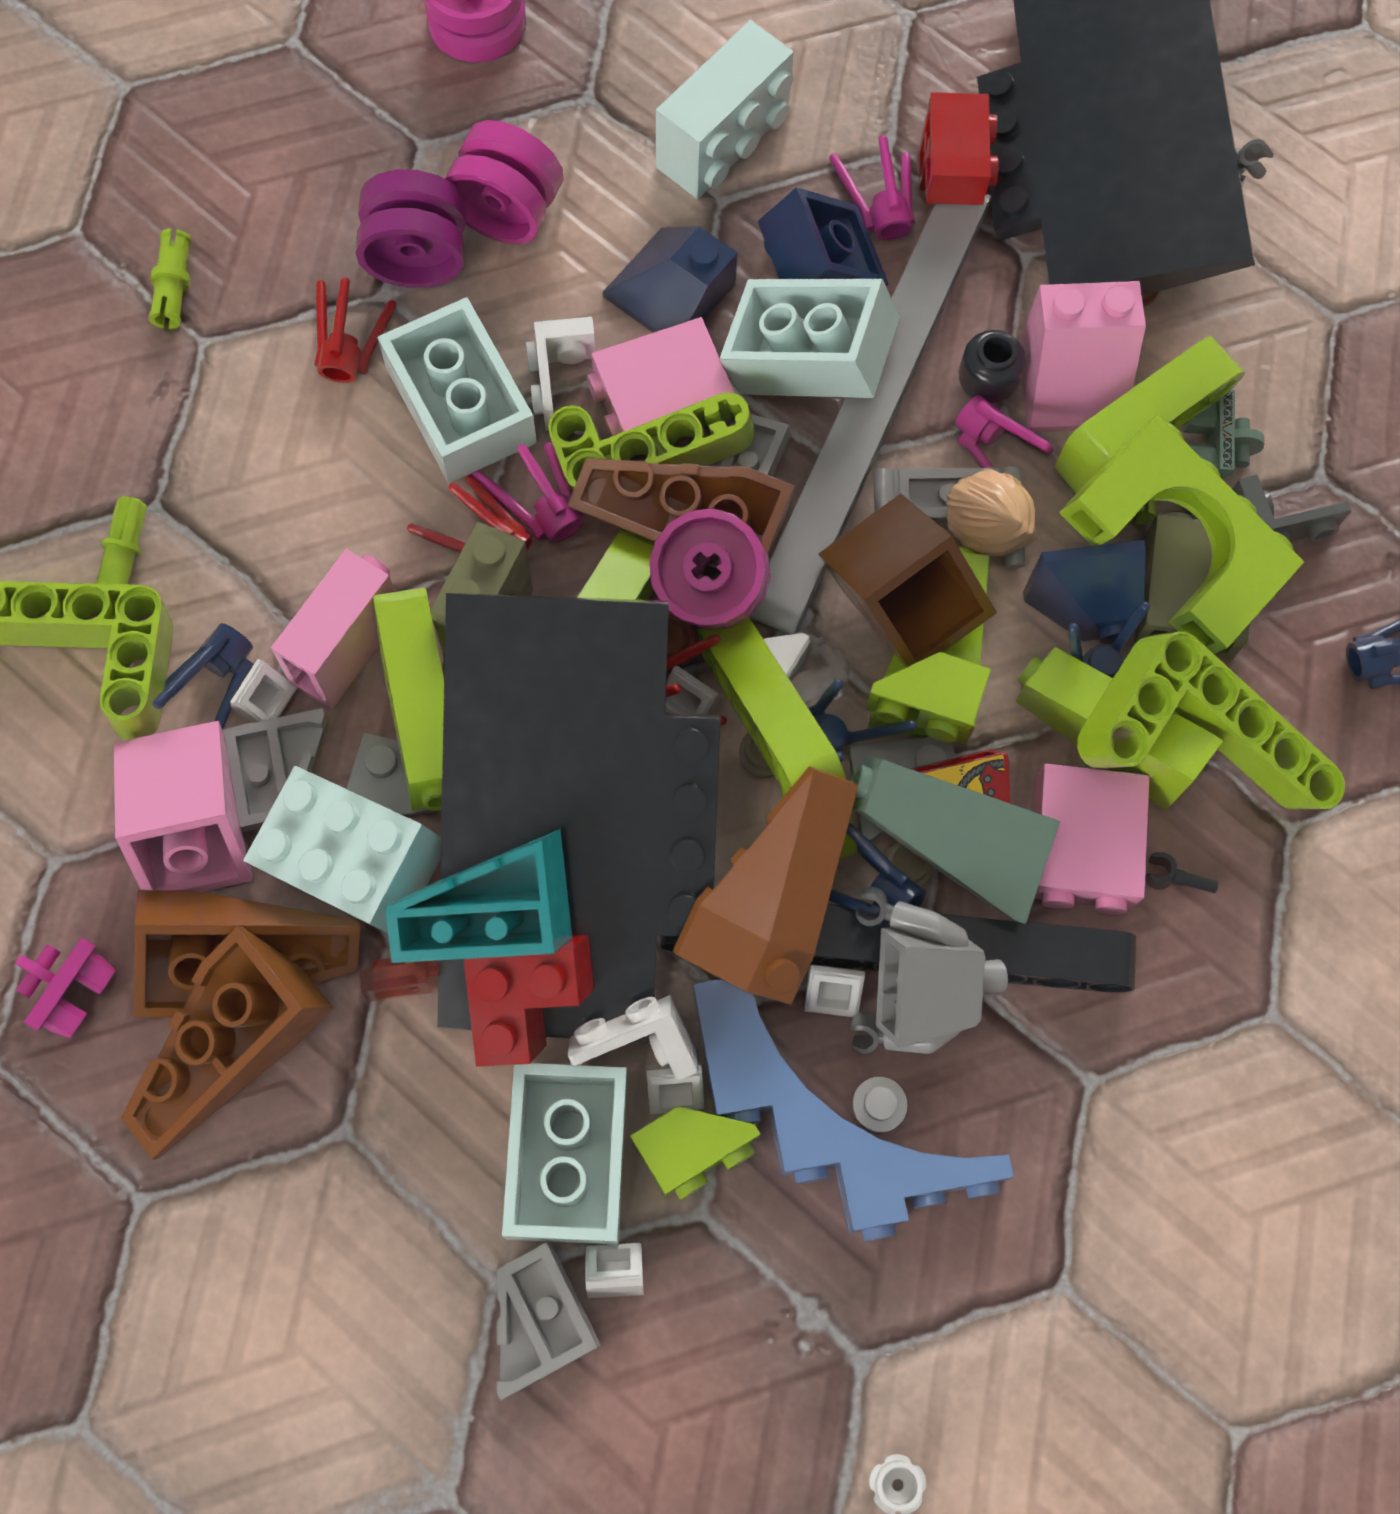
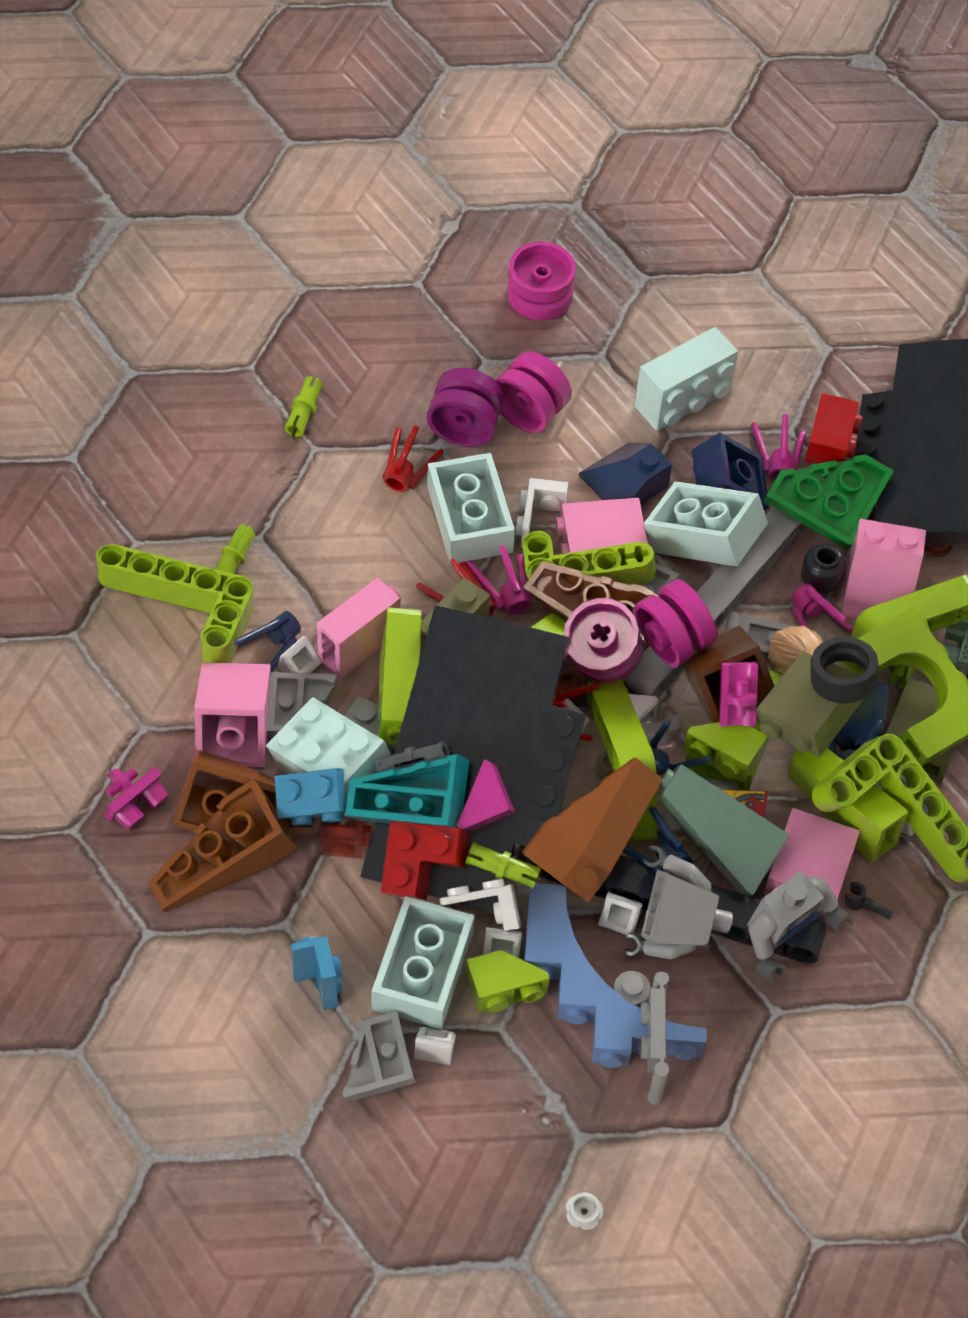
camera: 15 degrees right, 15 degrees down
(331, 937) = (311, 796): none -> dark azure bracket
(425, 1212) = (313, 959): none -> dark azure bracket
(473, 846) = (431, 753): none -> dark grey pin
(604, 887) = (486, 801): none -> dark pink slope
(650, 977) = (503, 865): none -> lime pin
(814, 521) = (675, 623): none -> dark pink wheel
(937, 618) = (738, 693): none -> dark pink hips
(944, 1212) = (654, 1044): none -> light grey plate
(980, 252) = (831, 495): none -> green plate
(1045, 607) = (801, 715): none -> olive brick
(1086, 949) = (788, 912): none -> light grey torso
(1101, 516) = (839, 650): none -> black tyre

